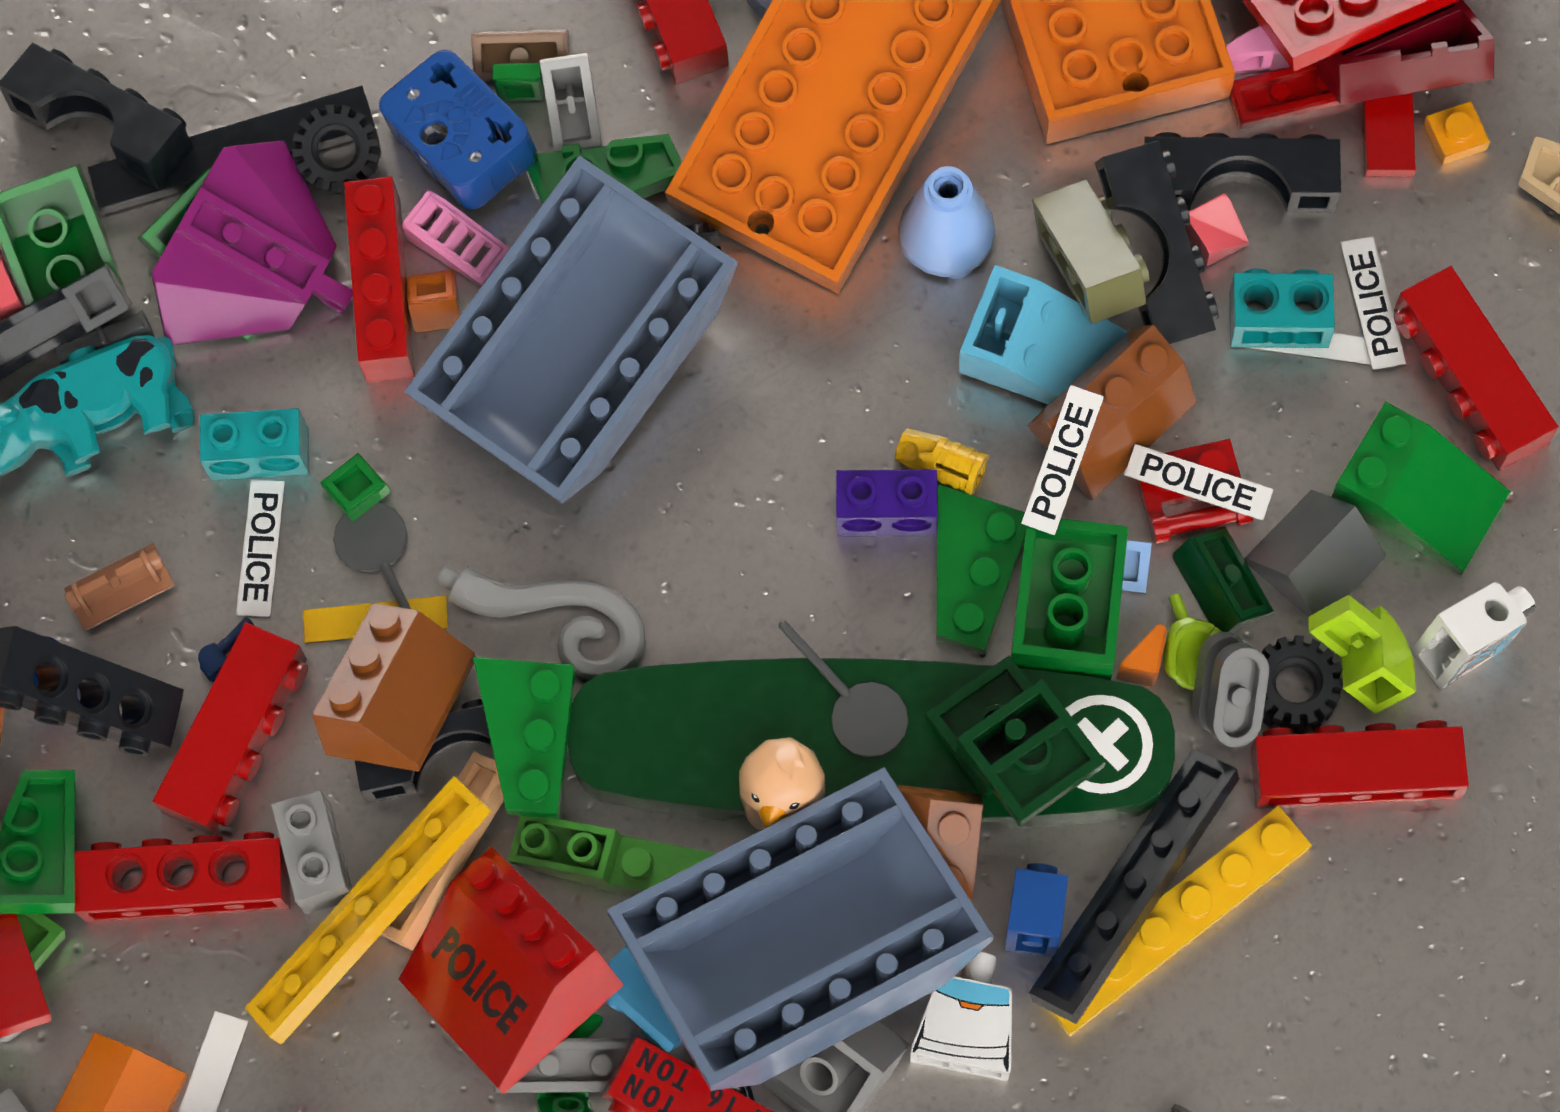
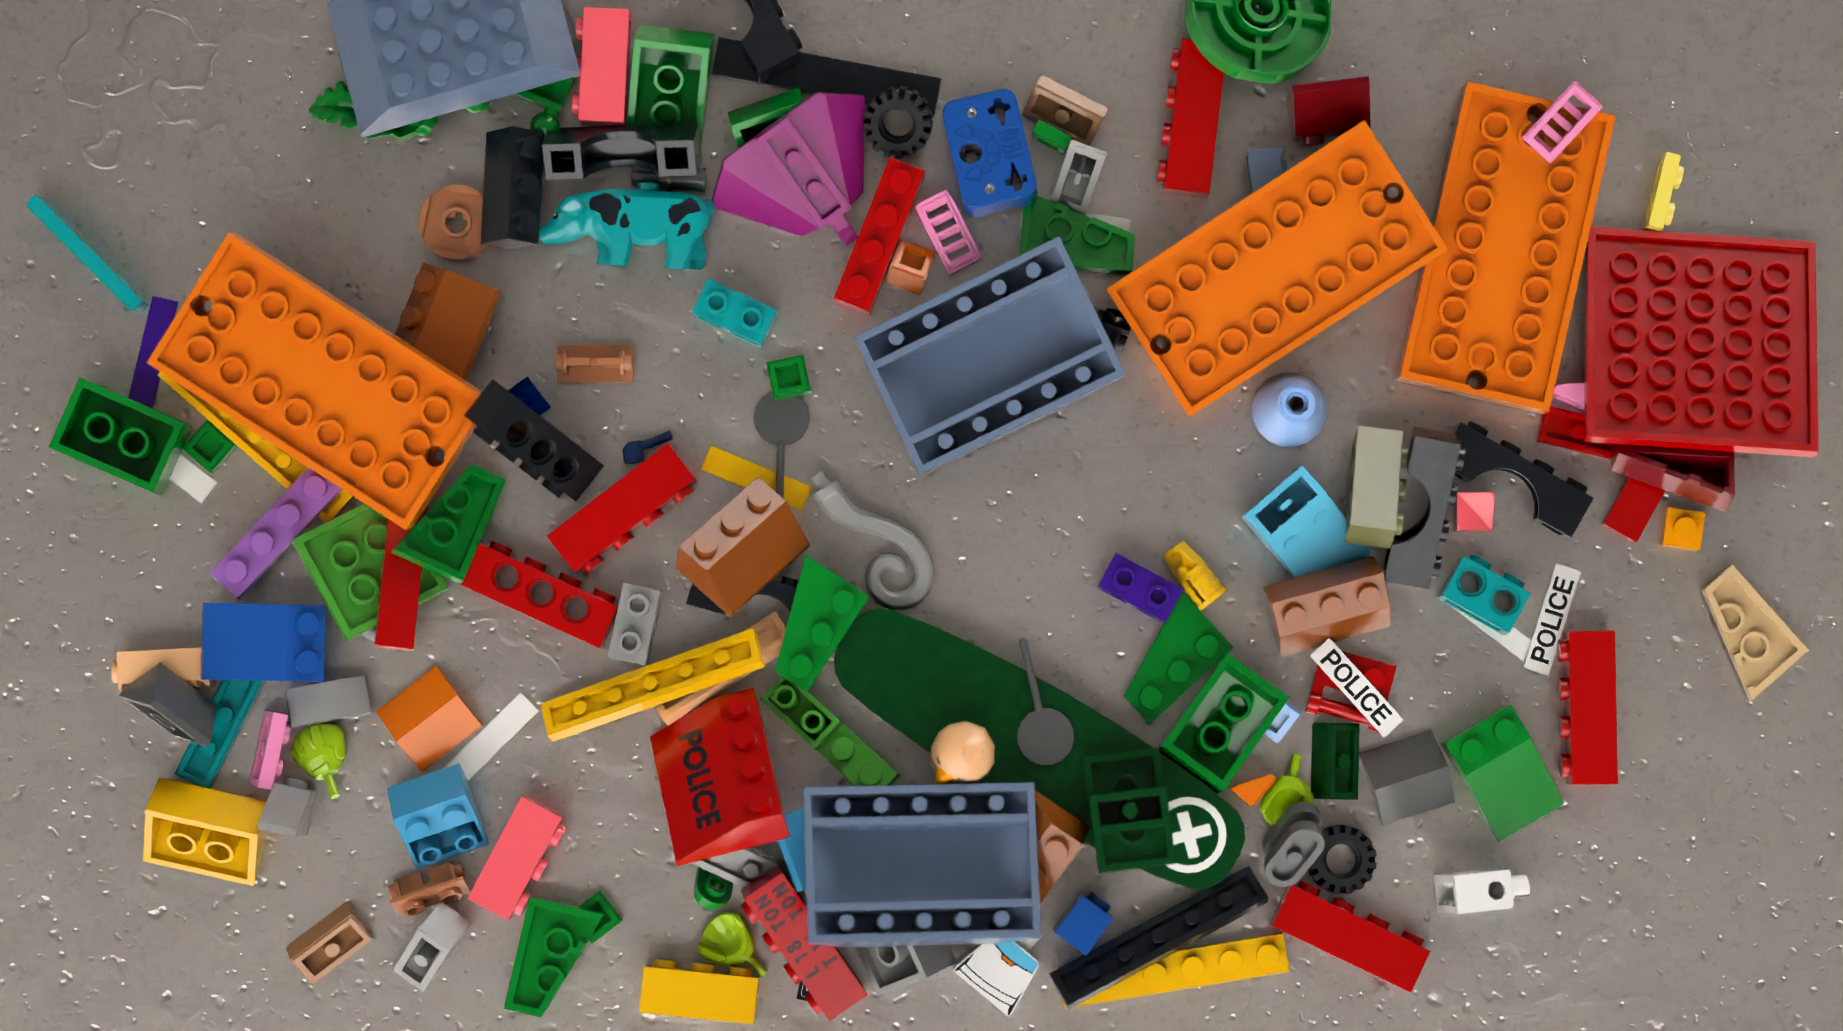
camera: 25 degrees right, 15 degrees up
(260, 548) = (703, 384): white sticker -> none
(1062, 460) = (1268, 633): white sticker -> none
(1373, 652) = (1403, 867): lime brick -> none

